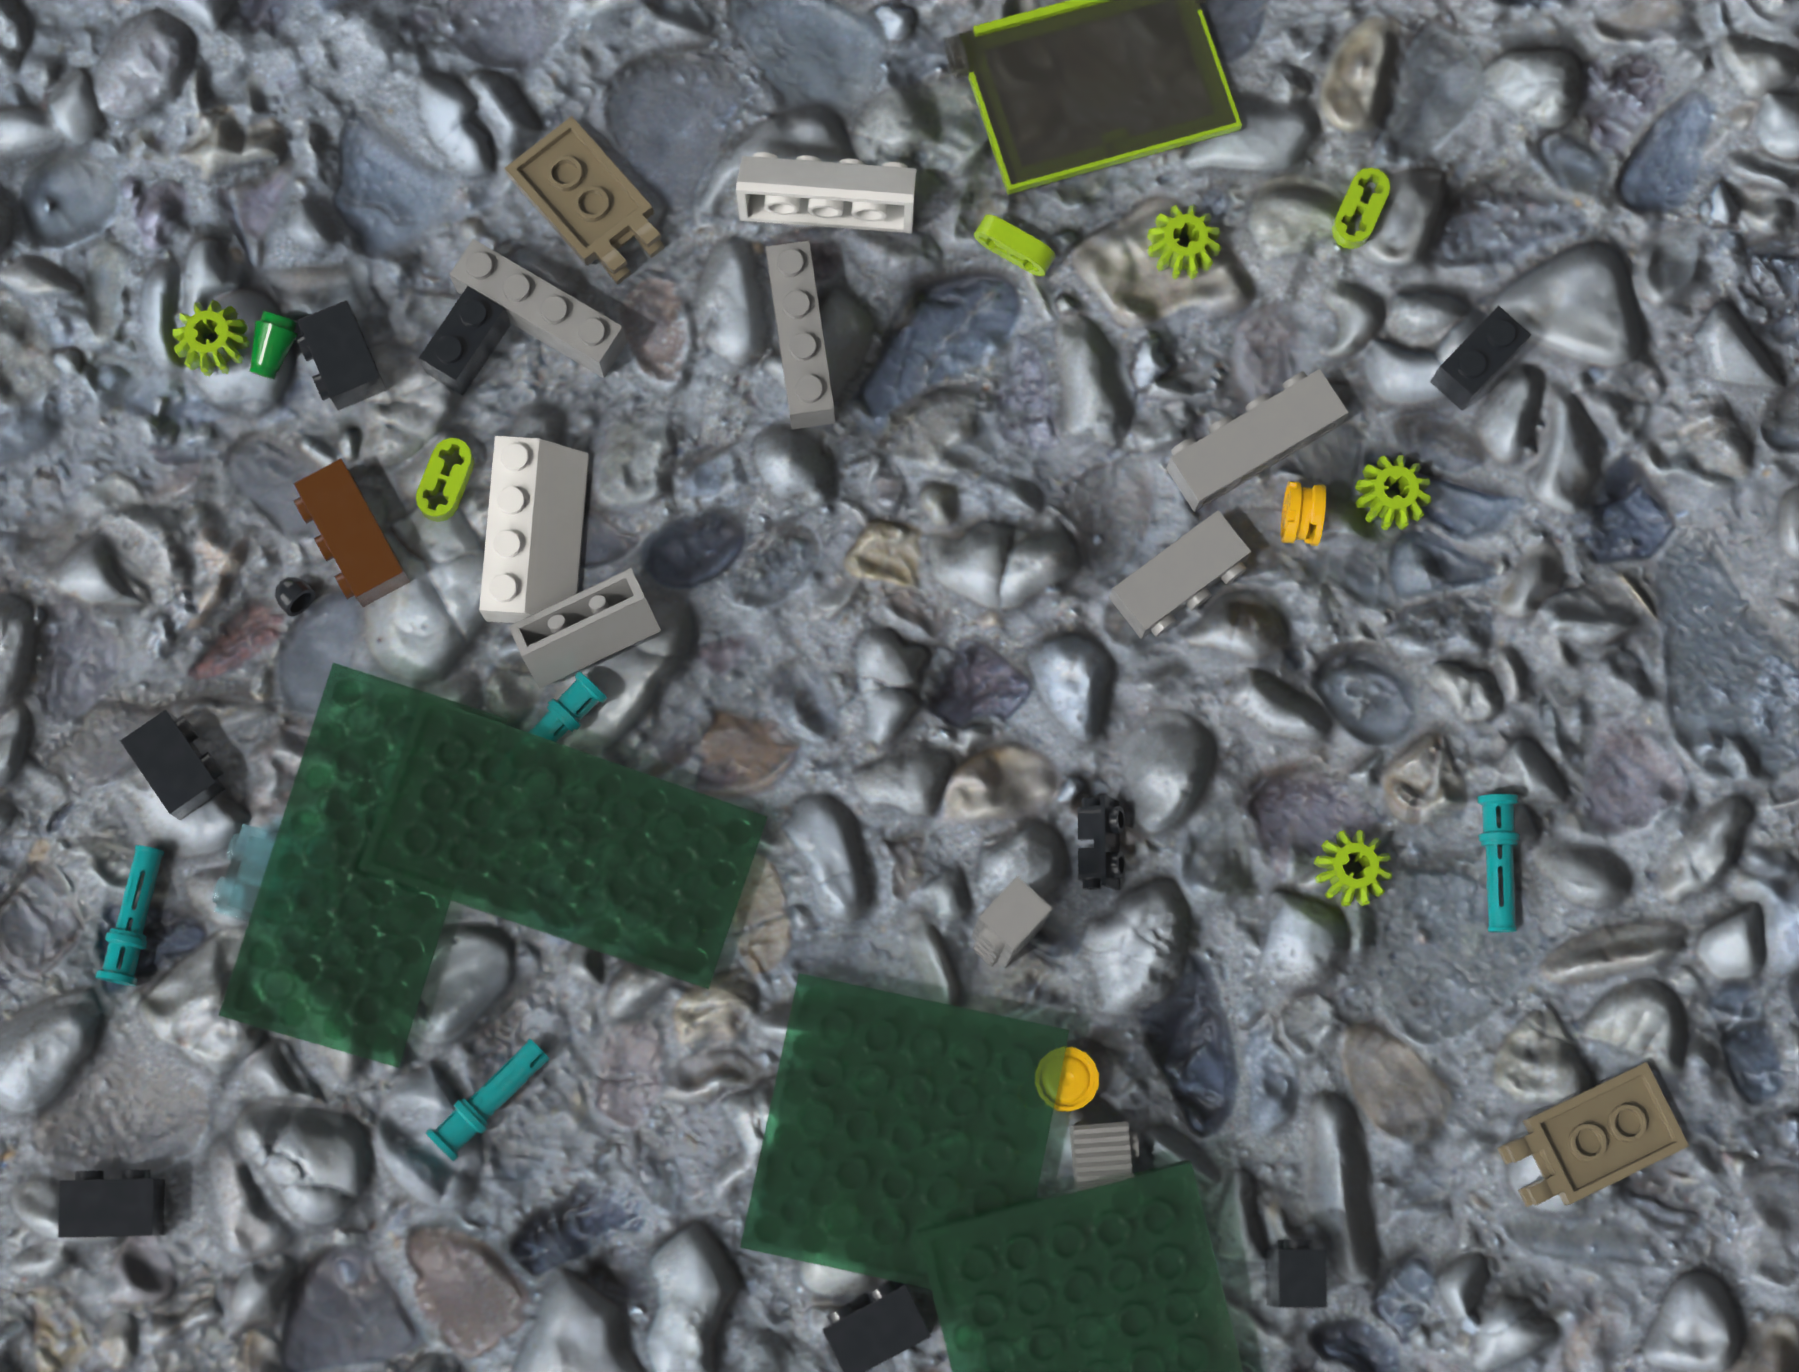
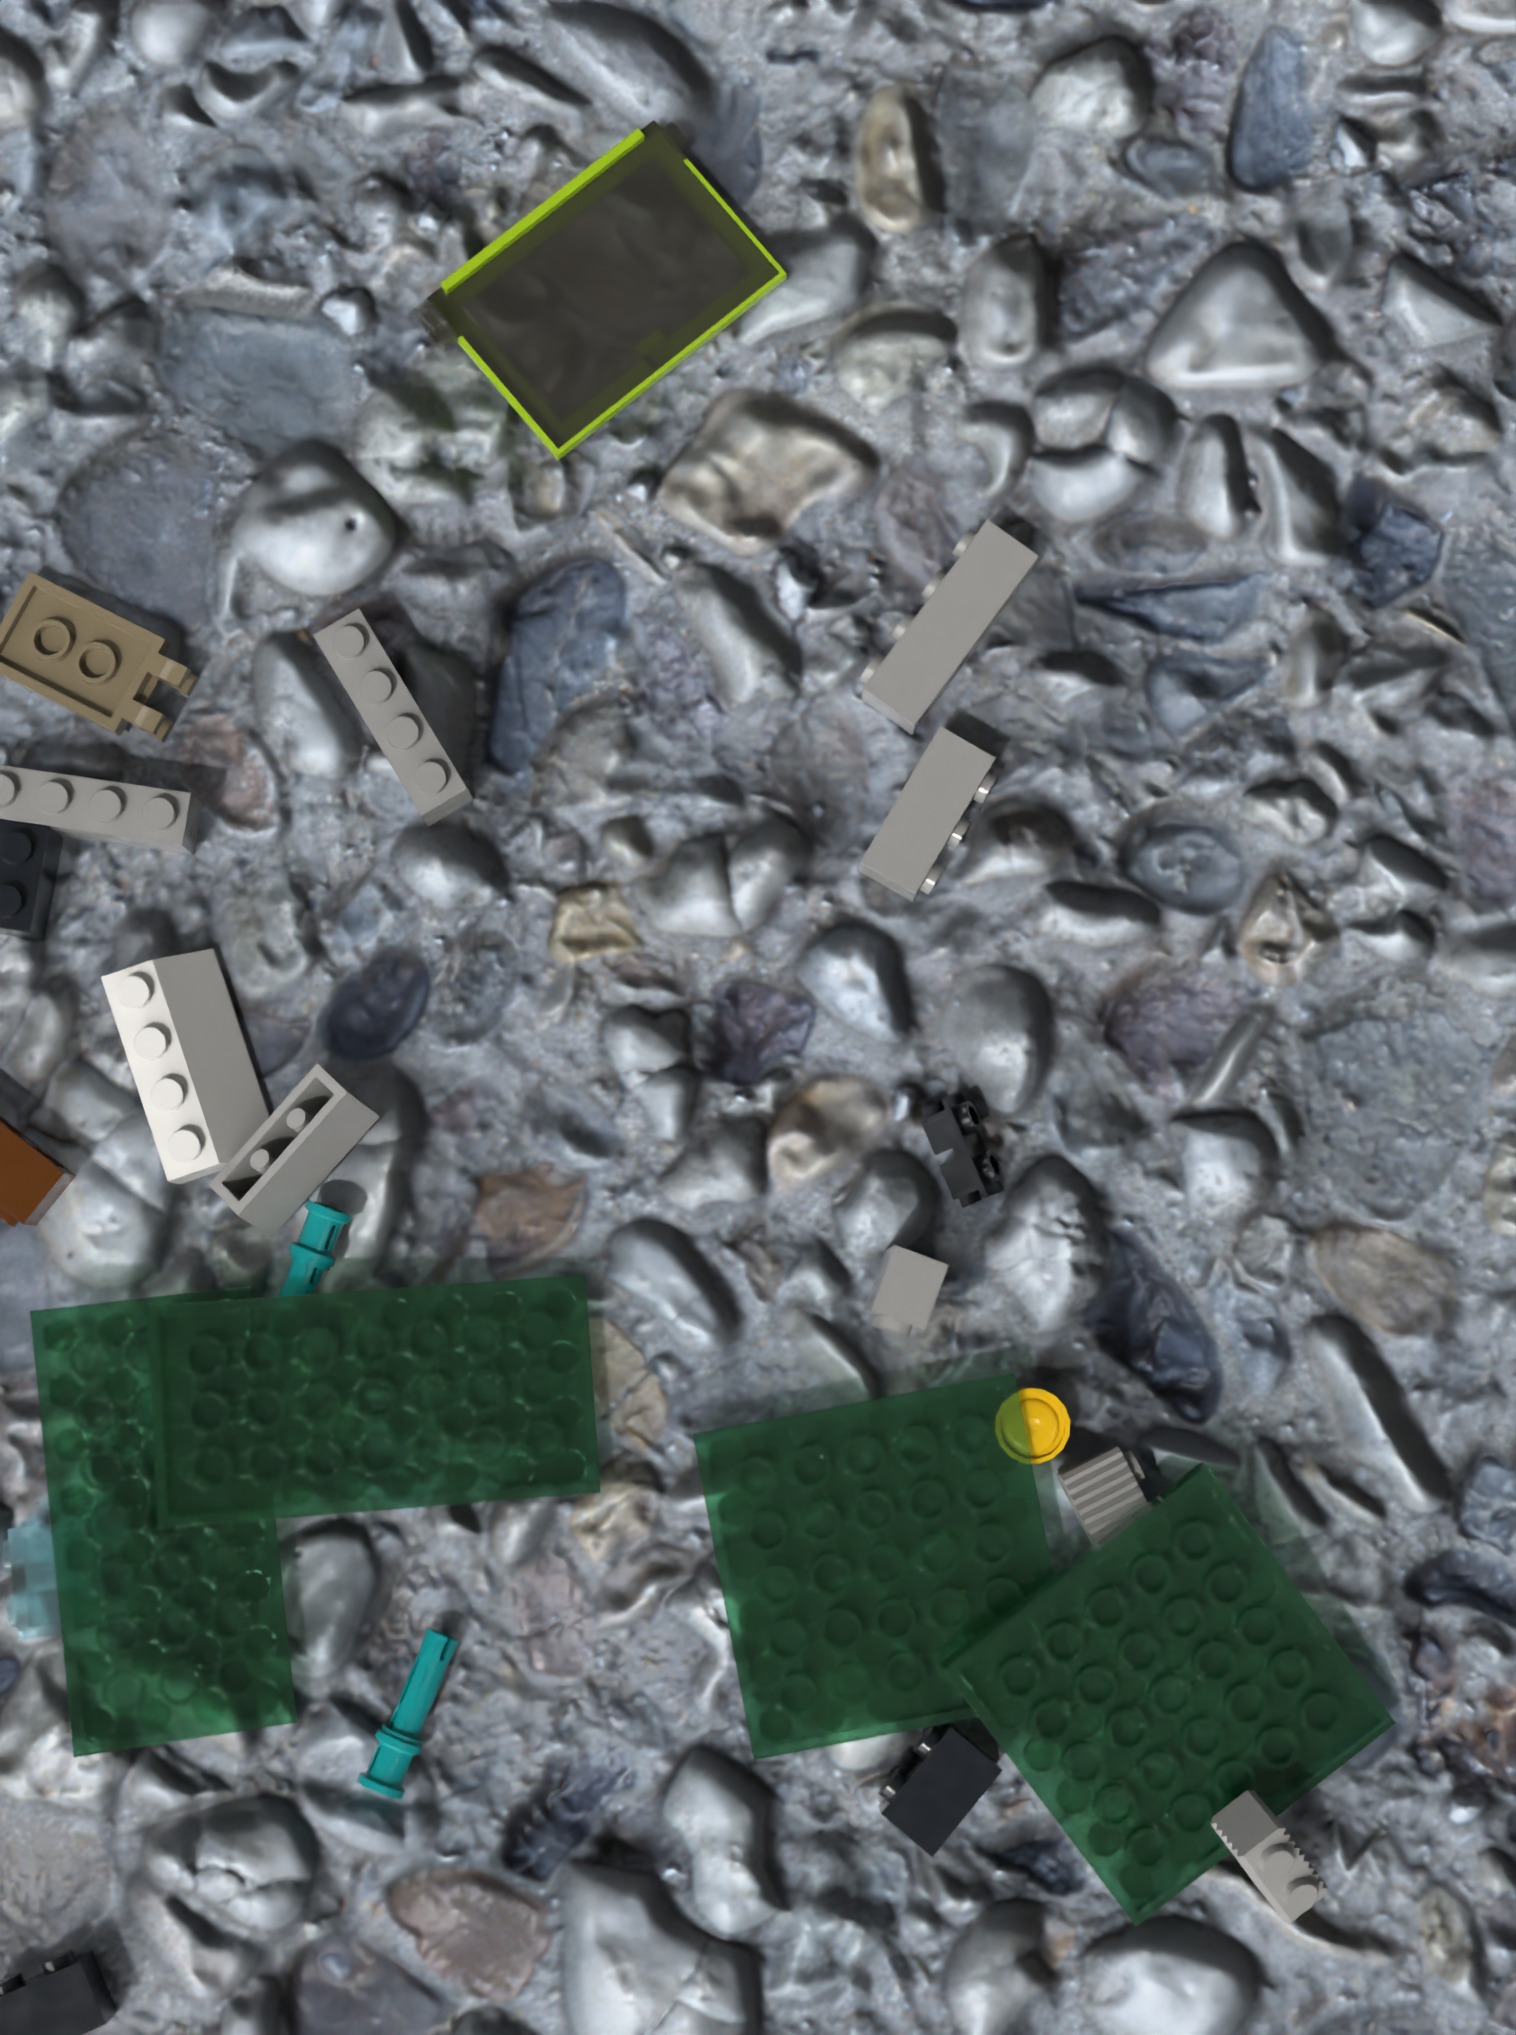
camera: 20 degrees left, 5 degrees up
(454, 483) = (78, 1045): lime beam -> none
(826, 193) = (354, 543): white slope -> none
(1014, 245) = (590, 515): lime beam -> none
(1167, 237) = (795, 426): lime gear -> none
(1296, 1275) = (1368, 1537): black brick -> none
(1303, 513) = (1034, 689): yellow wheel -> none
(1365, 881) = (1266, 1066): lime gear -> none
(1369, 212) = (945, 314): lime beam -> none
(1401, 506) = (1142, 630): lime gear -> none
(1480, 358) = (1158, 432): black brick -> none
(1499, 918) = (1431, 1048): teal pin -> none

